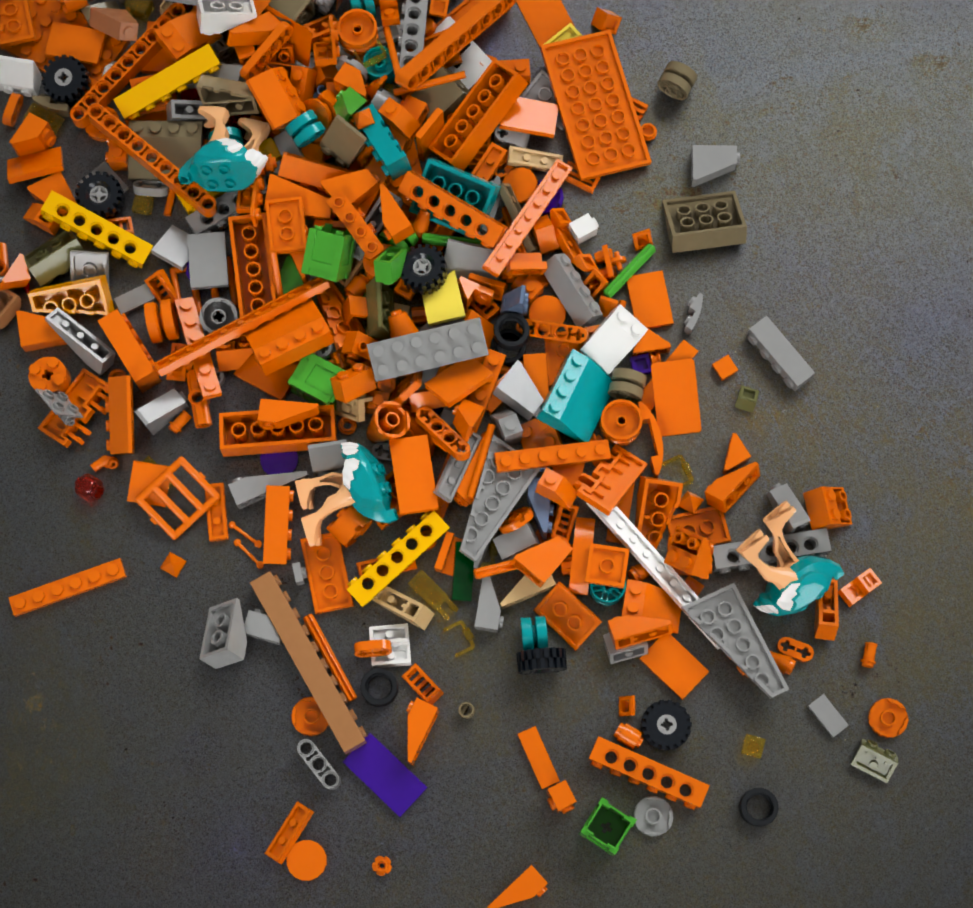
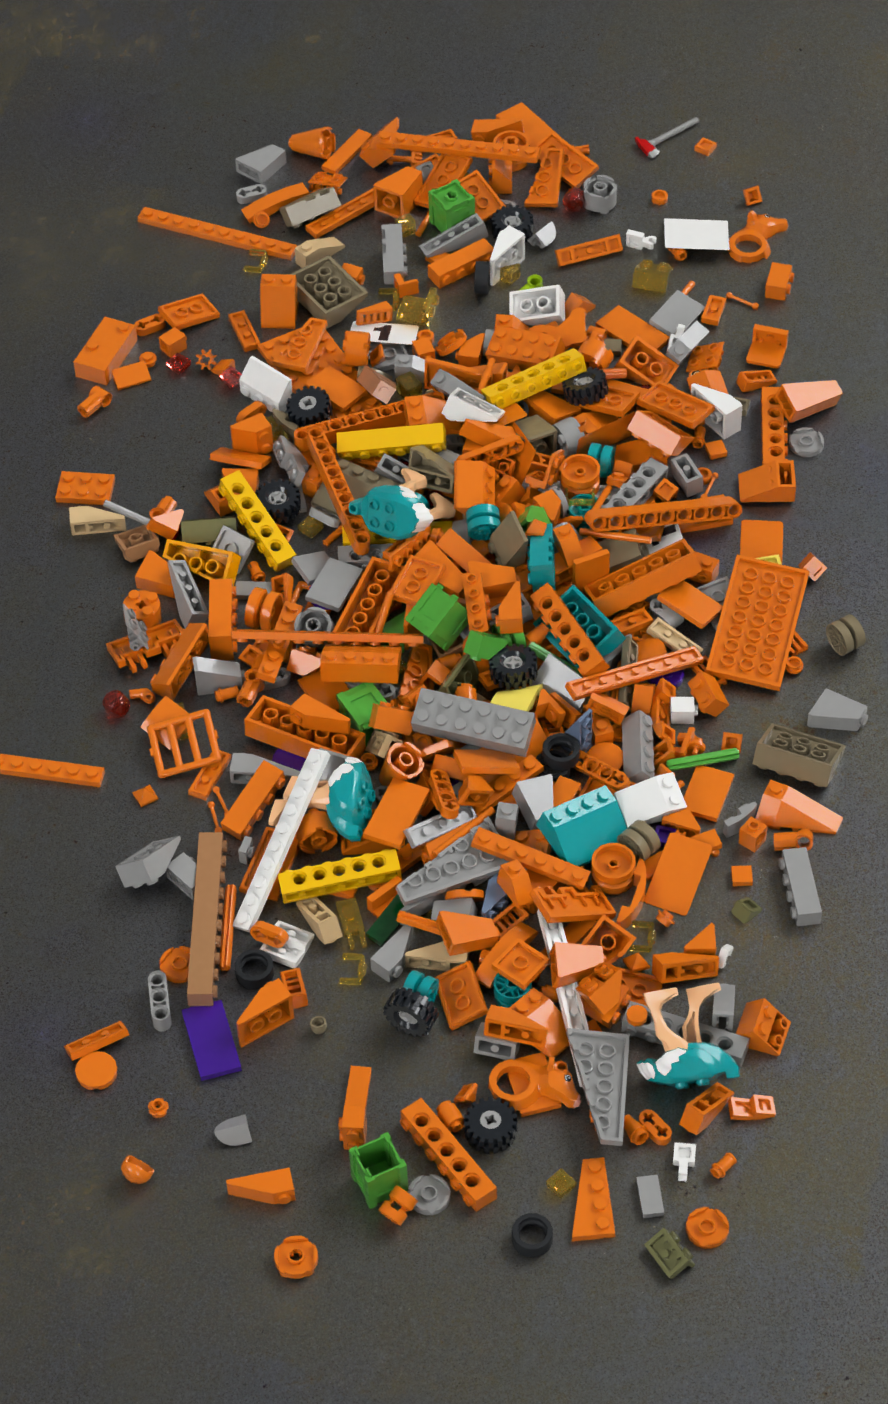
camera: 30 degrees right, 25 degrees down
(84, 143) = (290, 459): none -> light grey slope
(125, 279) = (257, 574): none -> orange pin
(331, 555) = (281, 839): none -> white plate
(459, 851) = (234, 1131): none -> light grey brick
(596, 202) = (708, 694): none -> orange brick
(639, 849) = (402, 1199): none -> orange wheel
(650, 540) = (573, 962): none -> slope
(687, 657) = (546, 1081): none -> orange animal
(689, 445) = (665, 918): none -> orange plate
(713, 324) = (752, 834): none -> orange brick
(727, 559) = (636, 1015): none -> orange tile
(730, 281) = (791, 809): none -> orange wedge
(754, 309) = (790, 840): none -> orange piece
(757, 453) = (725, 951): none -> white tile
(791, 753) = (593, 1206): none -> orange wing
(834, 665) = (684, 1157): none -> white plate

